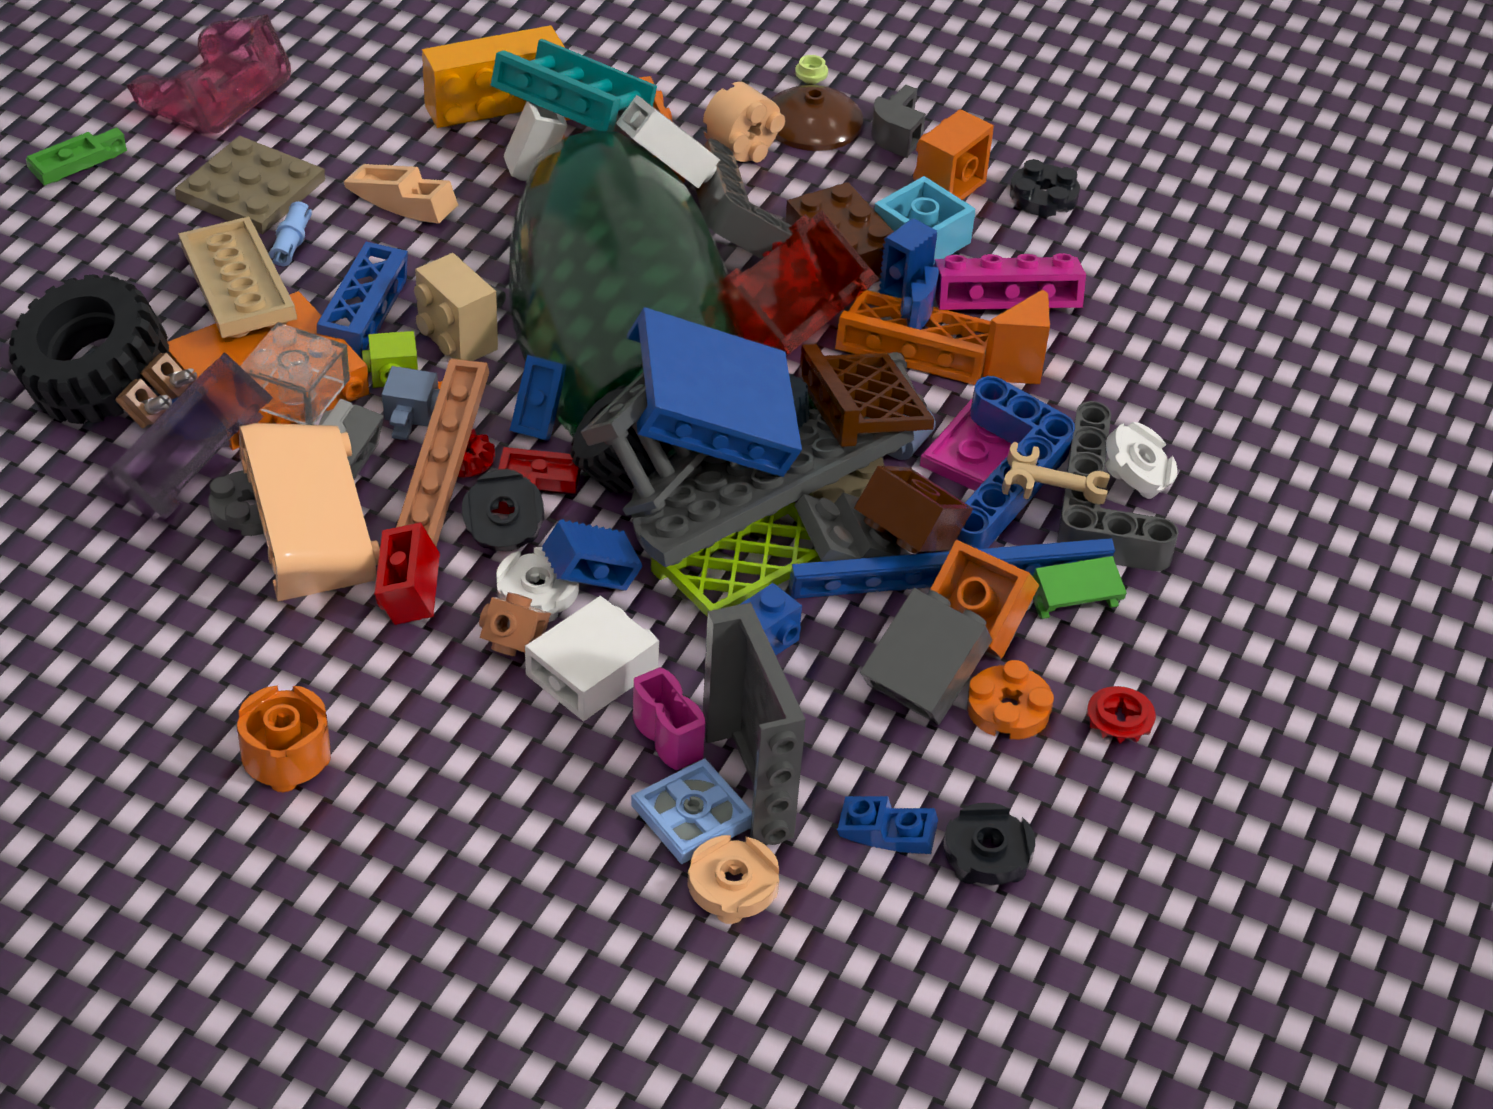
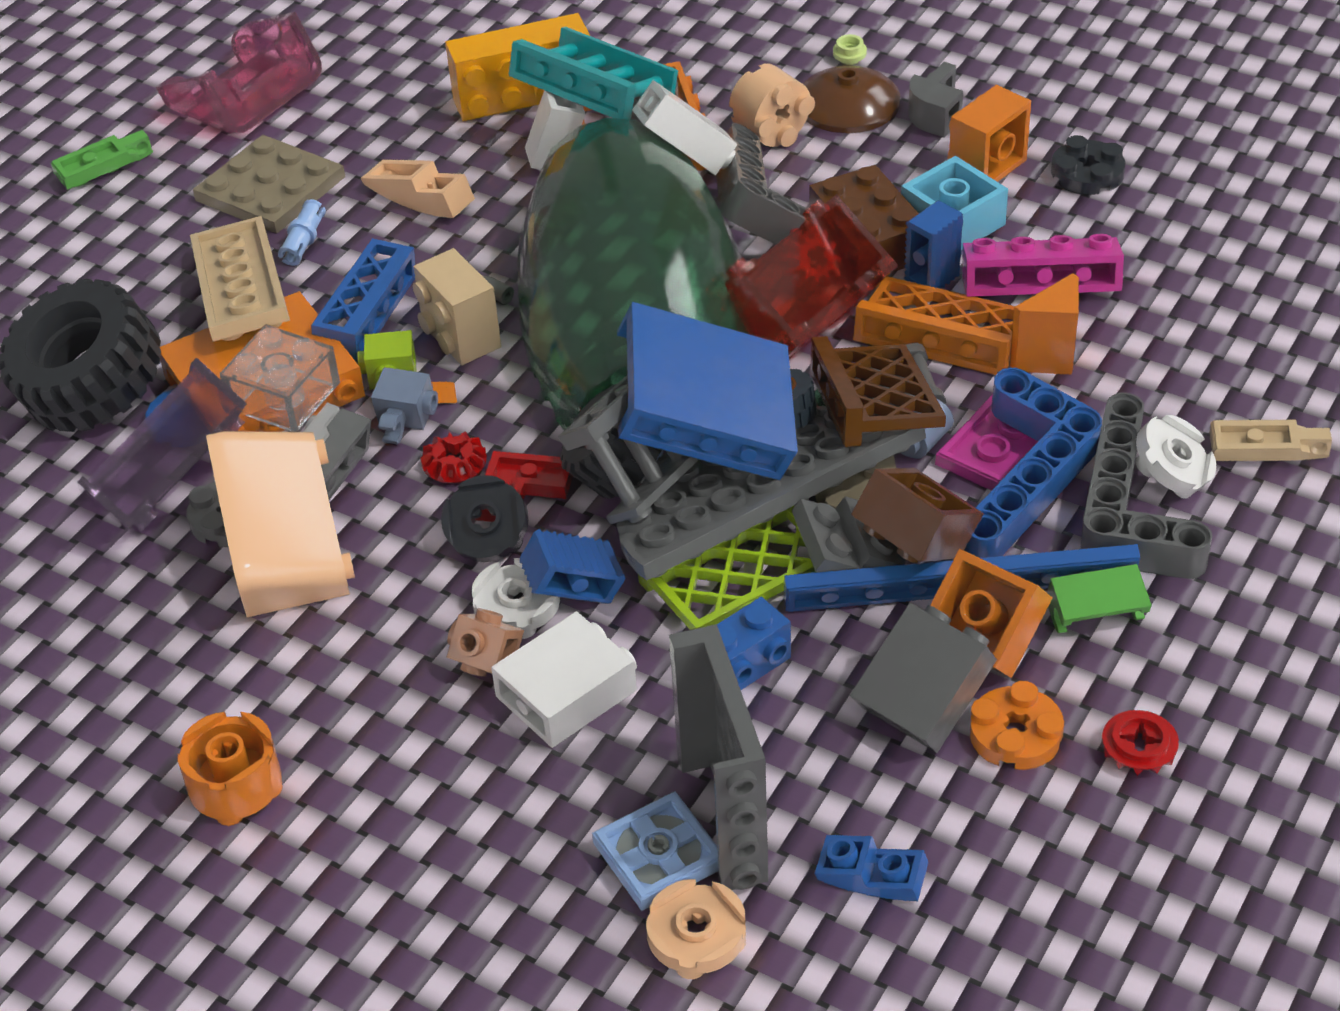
camera: 10 degrees right, 0 degrees up
(168, 384) = (135, 409): medium nougat piece -> none
(407, 573) = (377, 588): red brick -> none
(444, 446) = (424, 466): nougat plate -> none
(538, 397) = (532, 398): blue plate -> none
(668, 718) = (638, 747): dark pink brick -> none
(919, 304) = (945, 287): blue slope -> none
(983, 864) = (982, 916): black plate -> none
(1026, 473) = (1044, 471): tan bar -> none
(1222, 447) = (1267, 440): none -> tan hinge

